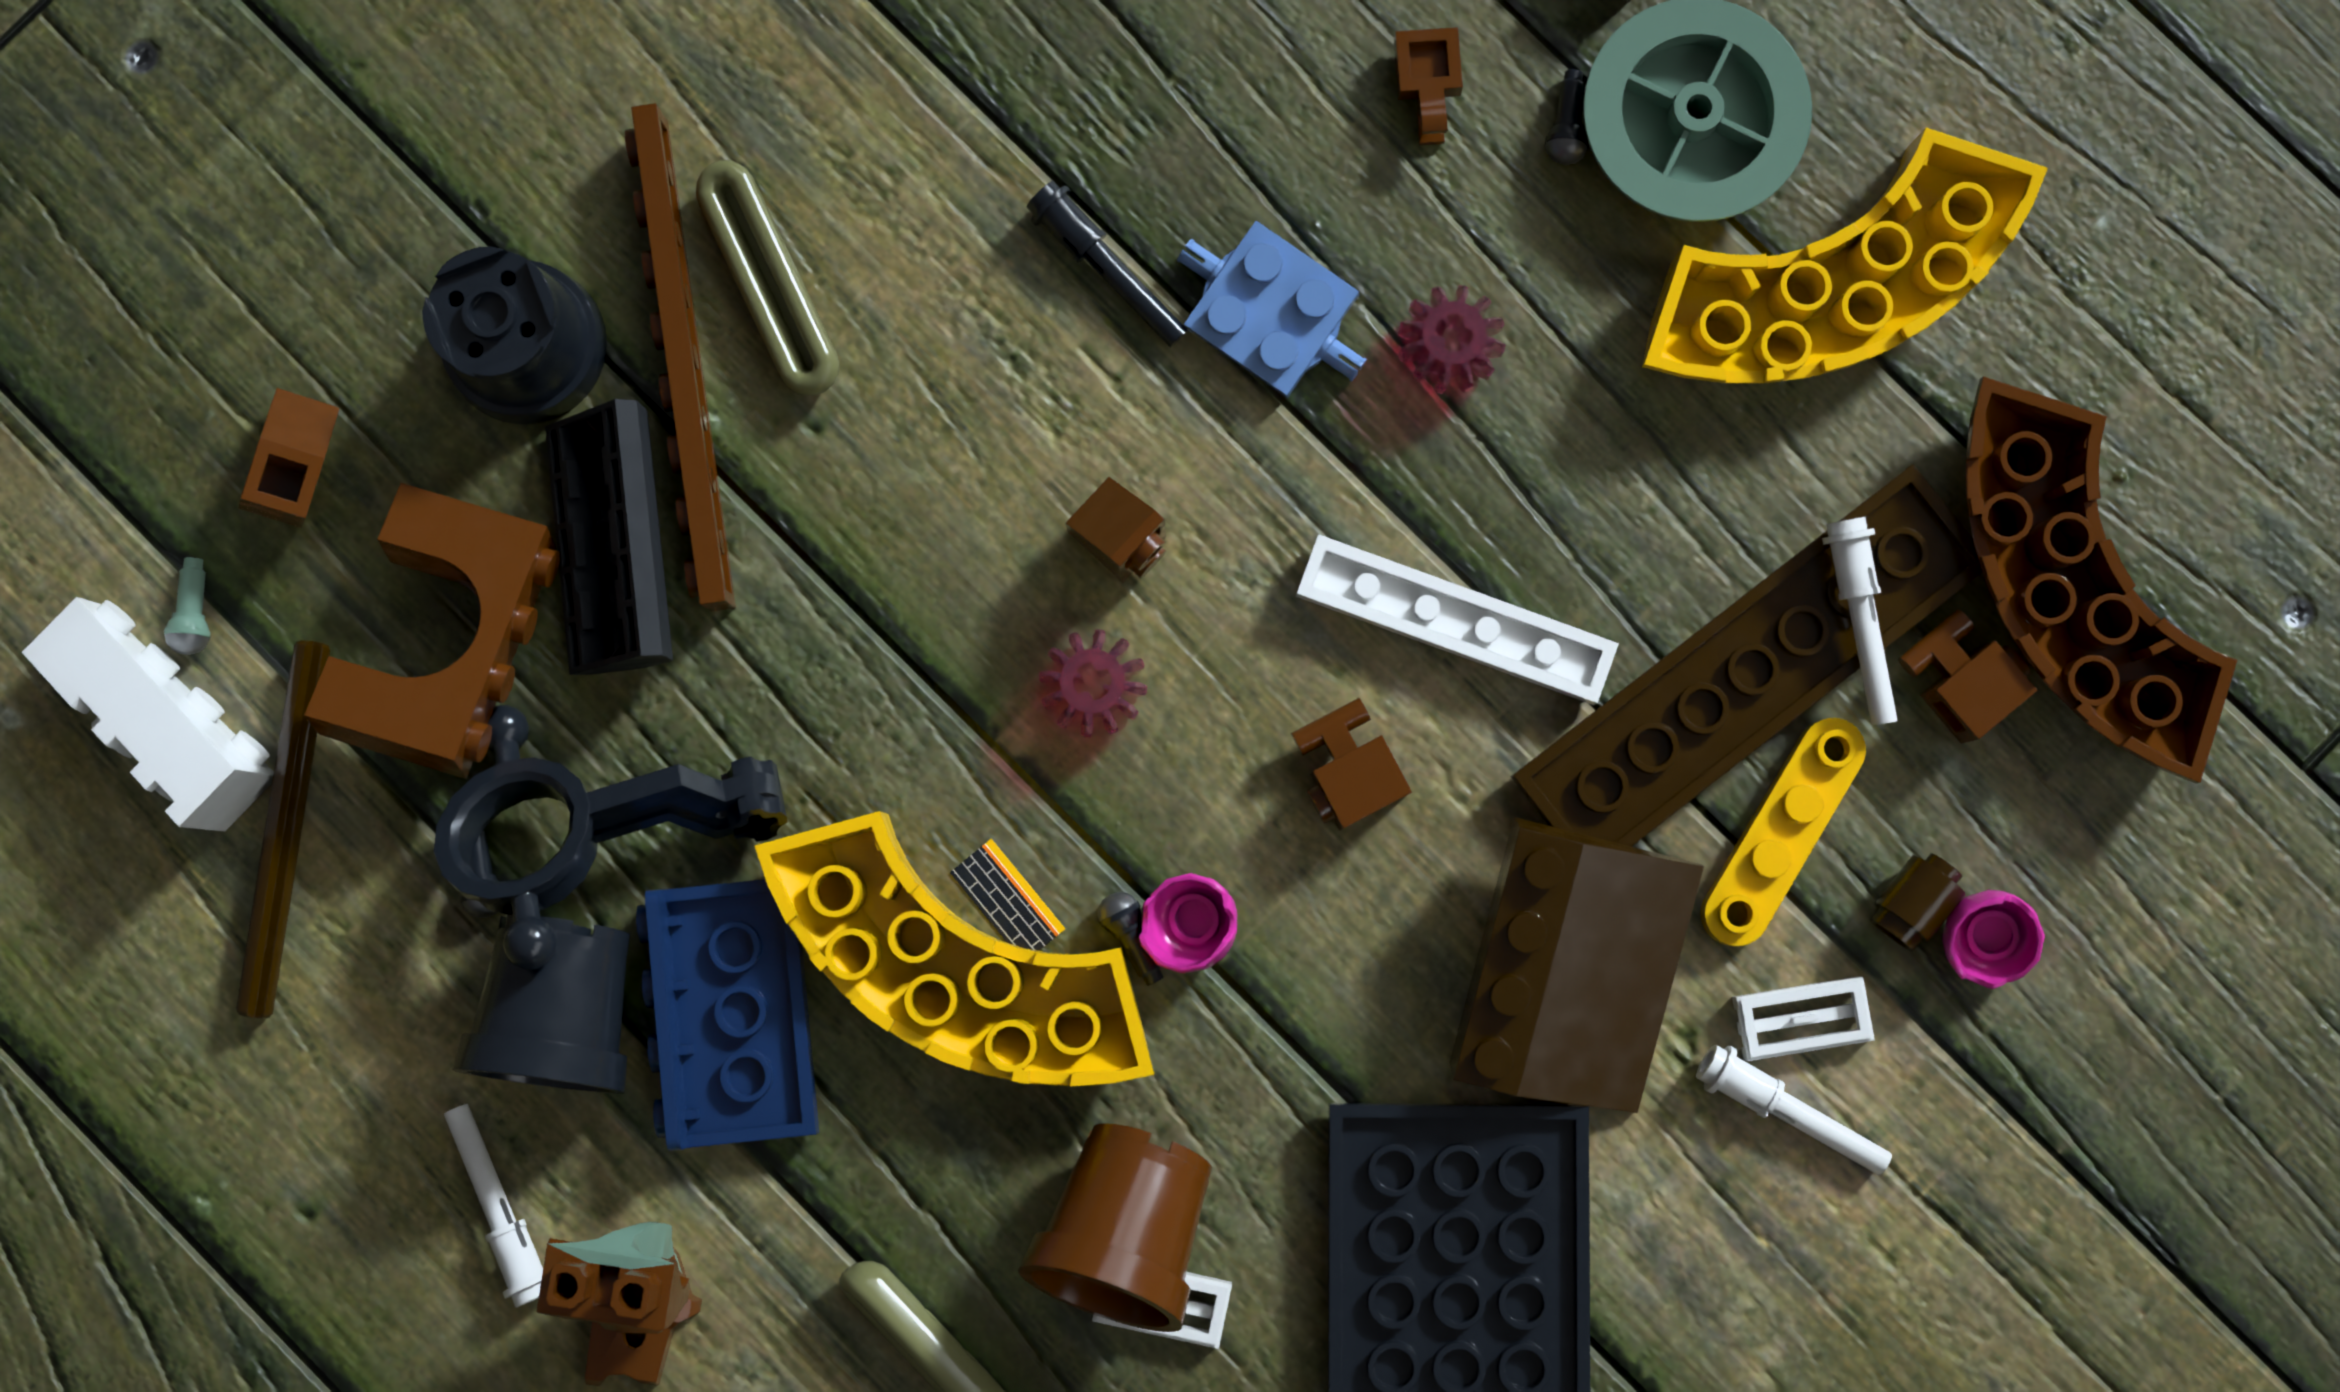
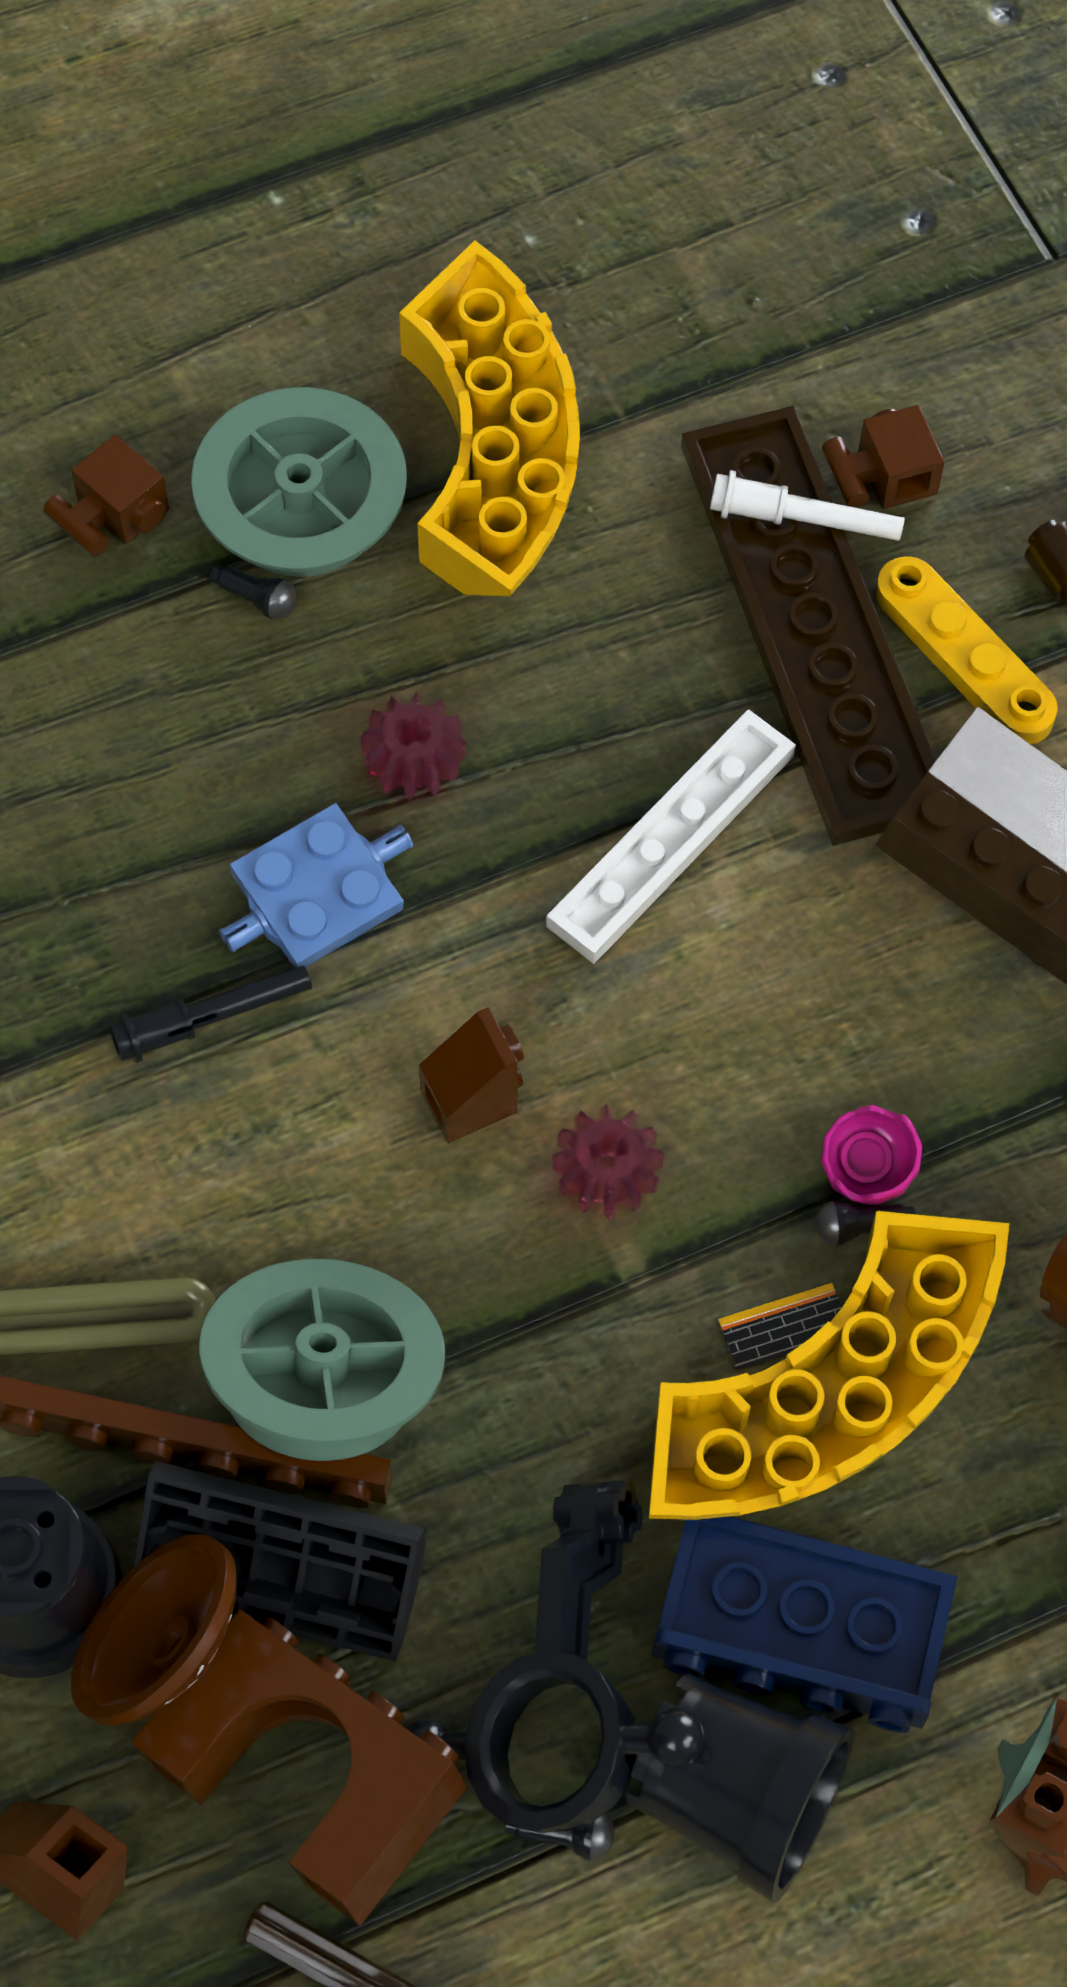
camera: 75 degrees left, 20 degrees down
(482, 463) = (155, 1631): none -> reddish brown dish
(508, 1238) = (959, 1936): white pin -> none
(829, 470) = (321, 1357): none -> sand green piece
(1357, 778) = (787, 964): reddish brown brick -> none
(1429, 71) = (161, 677): reddish brown plate -> none
(2067, 590) = (839, 353): reddish brown brick -> none

